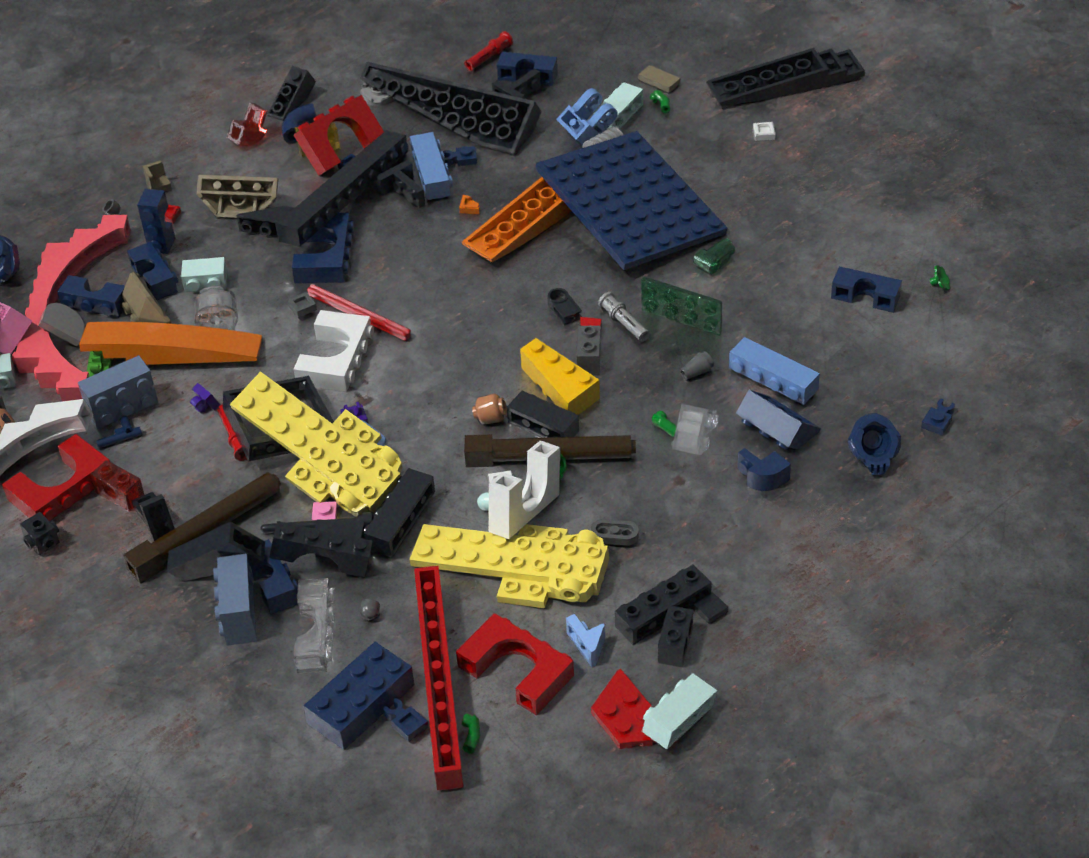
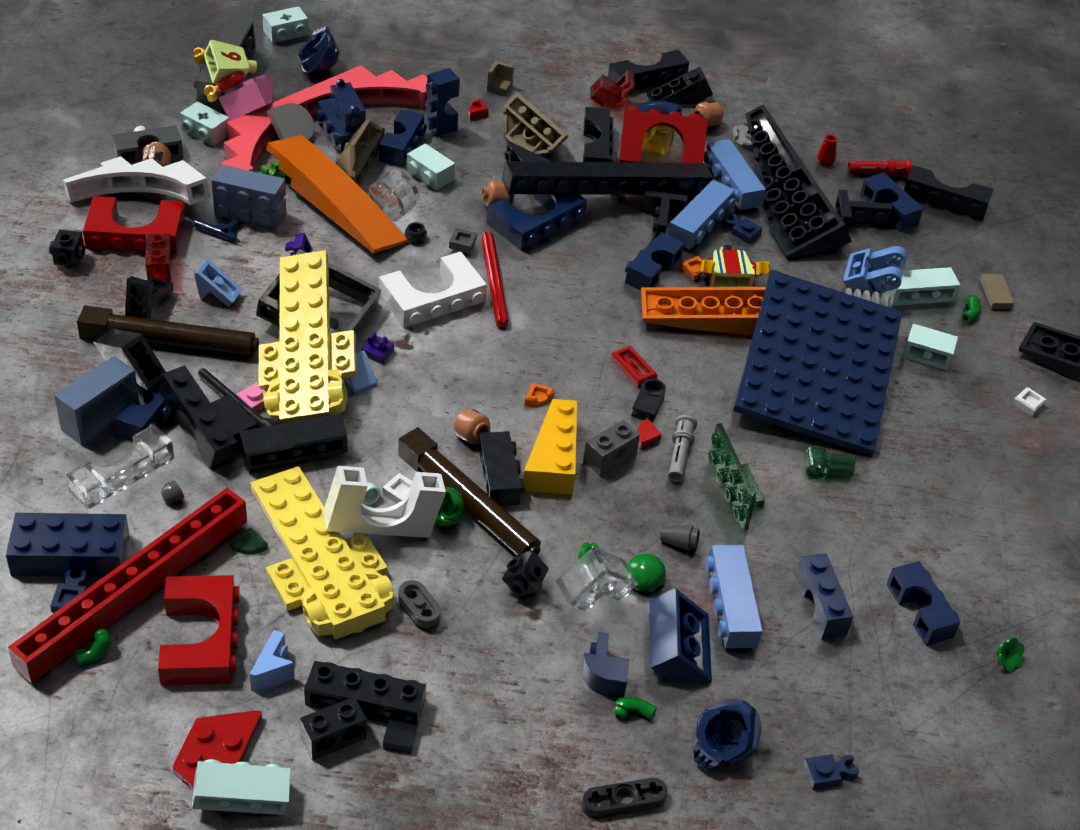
camera: 40 degrees right, 0 degrees up
(93, 275) = (347, 105): none -> dark blue brick
(188, 464) = (212, 279): none -> light blue slope
(260, 85) = (671, 66): none -> black arch
(261, 325) = (415, 232): none -> black plate
(274, 160) = (599, 127): none -> black arch
(279, 256) = (494, 192): none -> nougat head
(334, 94) = (712, 111): none -> nougat head
(412, 121) = (735, 173): none -> medium blue brick
(442, 218) = (646, 267): none -> dark blue arch
(444, 64) = (827, 152): none -> red cone
(461, 594) = (249, 543): none -> clear green tile
(494, 359) = (539, 395): none -> orange tile
(499, 186) = (732, 268): none -> torso
(524, 294) = (630, 368): none -> red tile
(571, 32) = (969, 200): none -> black arch
(650, 460) = (525, 574): none -> black brick
(674, 141) = (930, 347): none -> light aqua brick
(709, 398) = (648, 572): none -> green hair
(805, 474) = (634, 704): none -> green arm
(831, 332) = (819, 580): none -> dark blue arch
(866, 517) = (616, 808): none -> black beam

